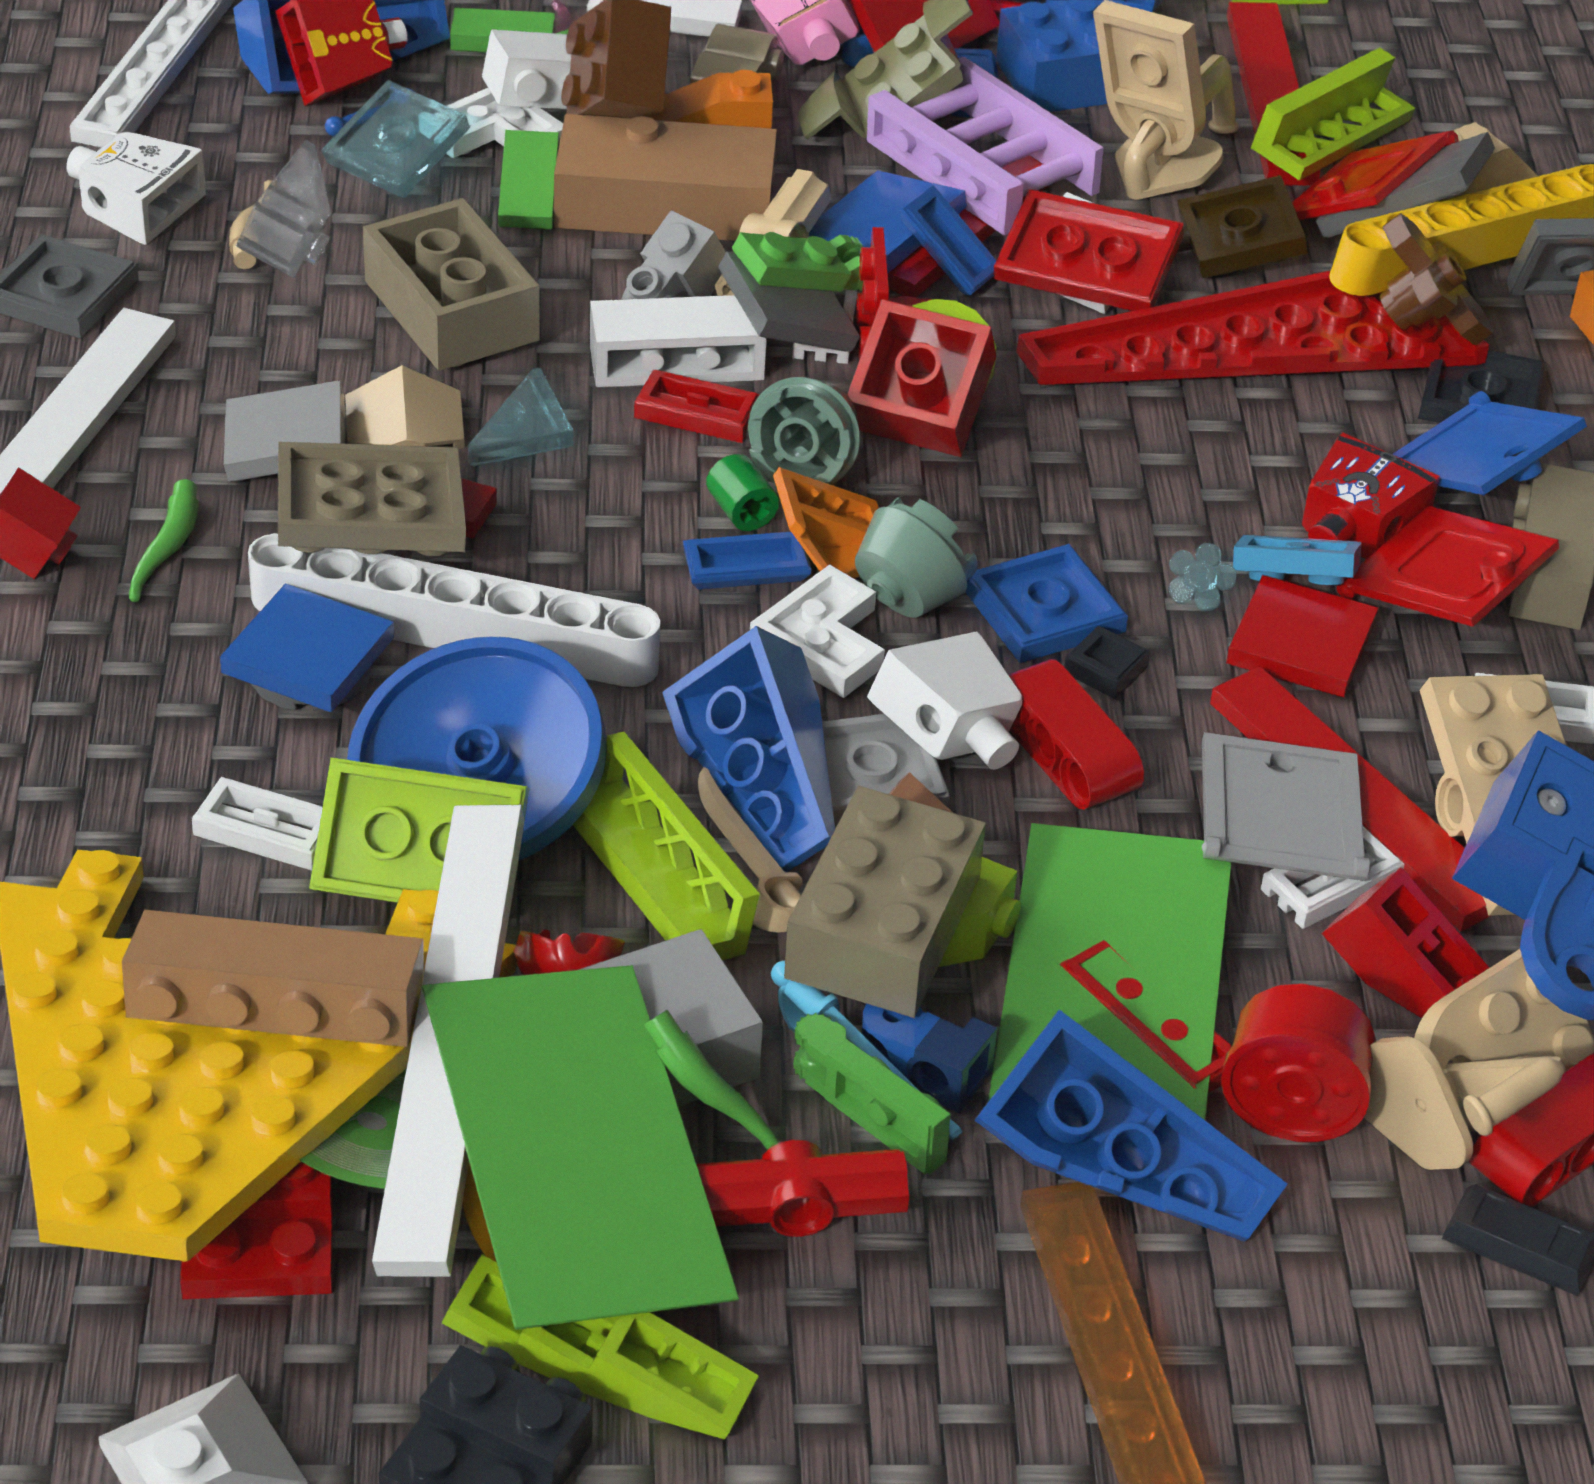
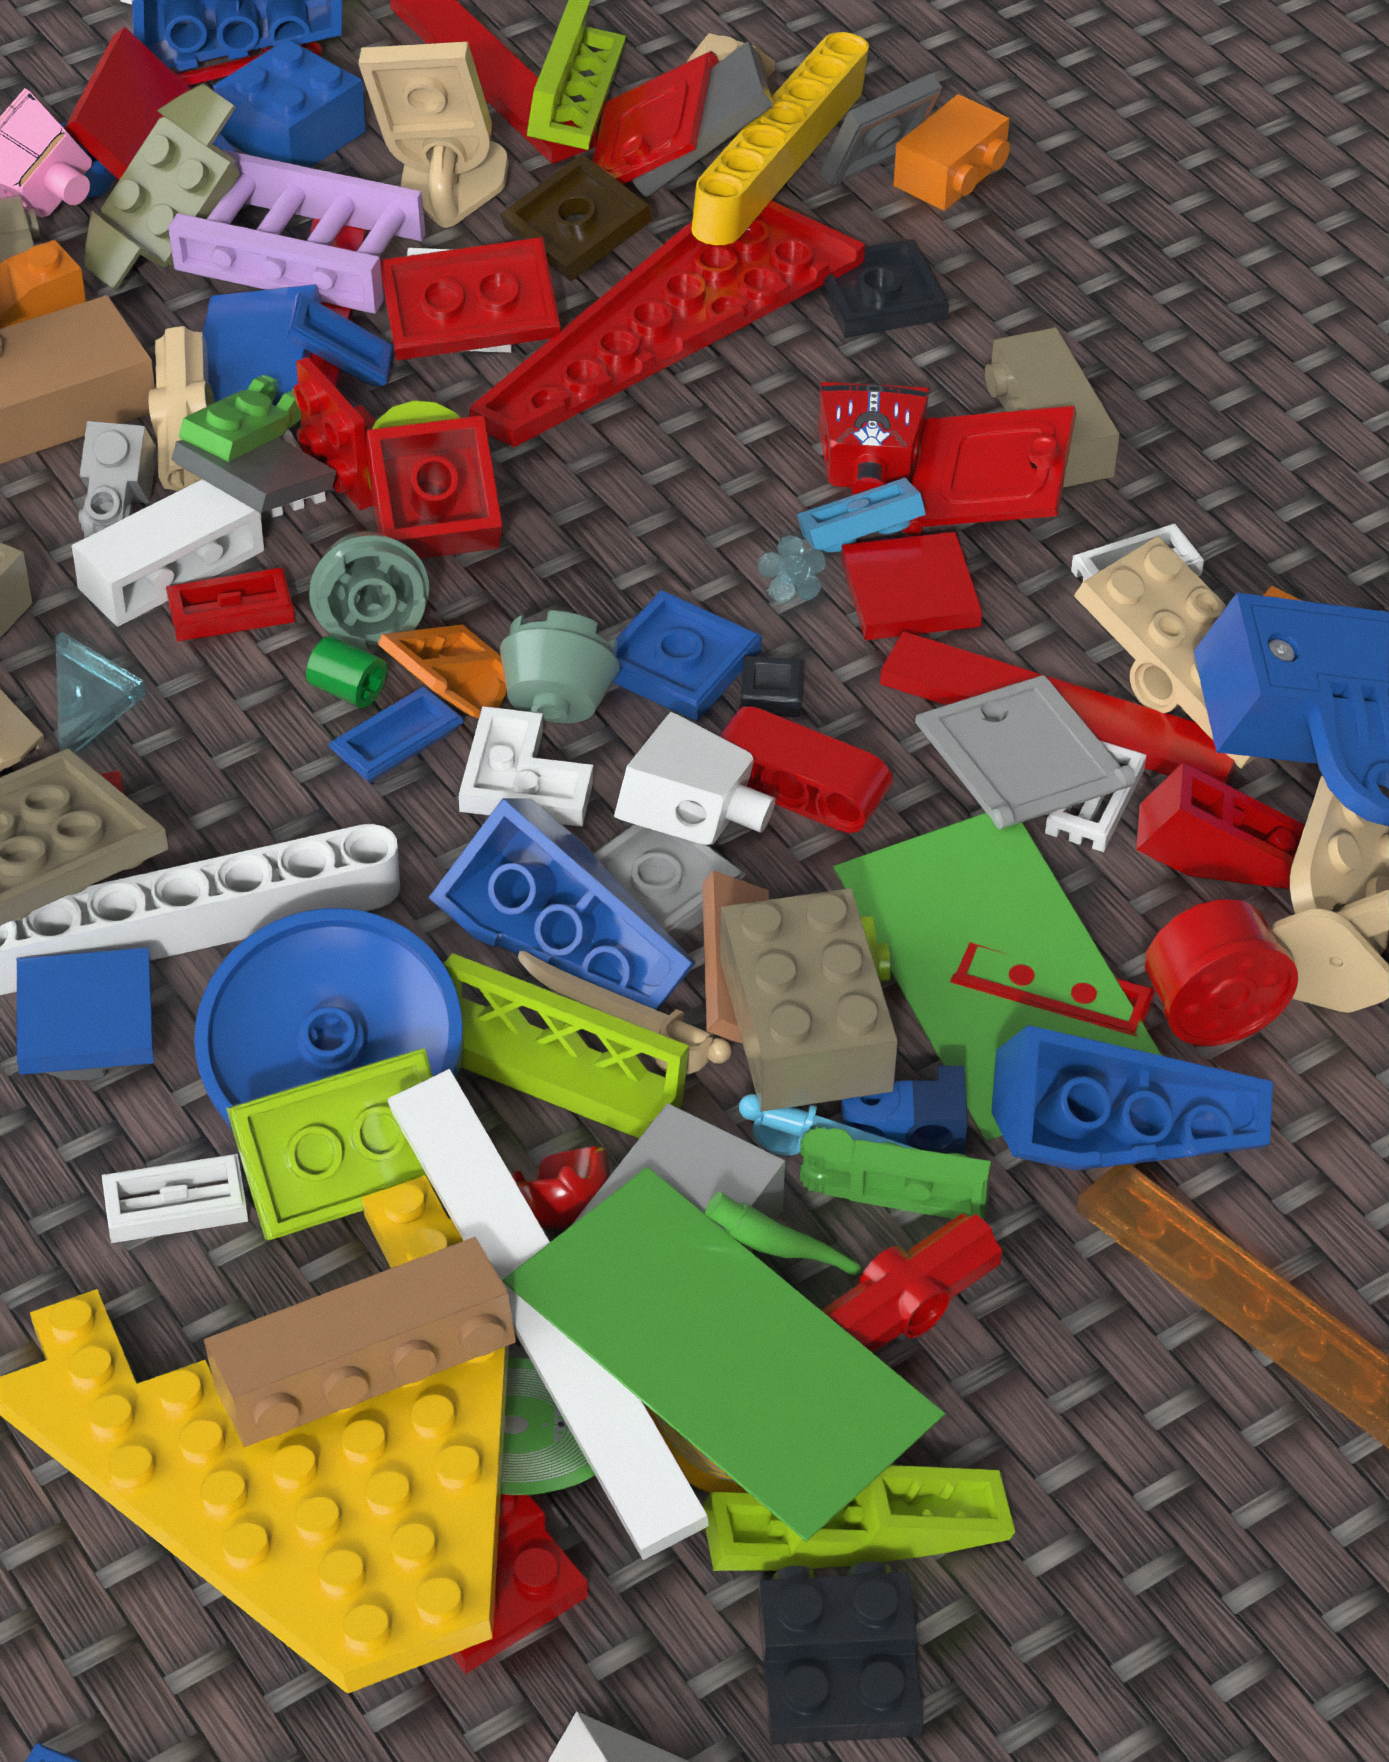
camera: 30 degrees left, 5 degrees up
(1429, 284) = (797, 210): reddish brown plant -> none
(1477, 444) = (932, 339): blue container -> none

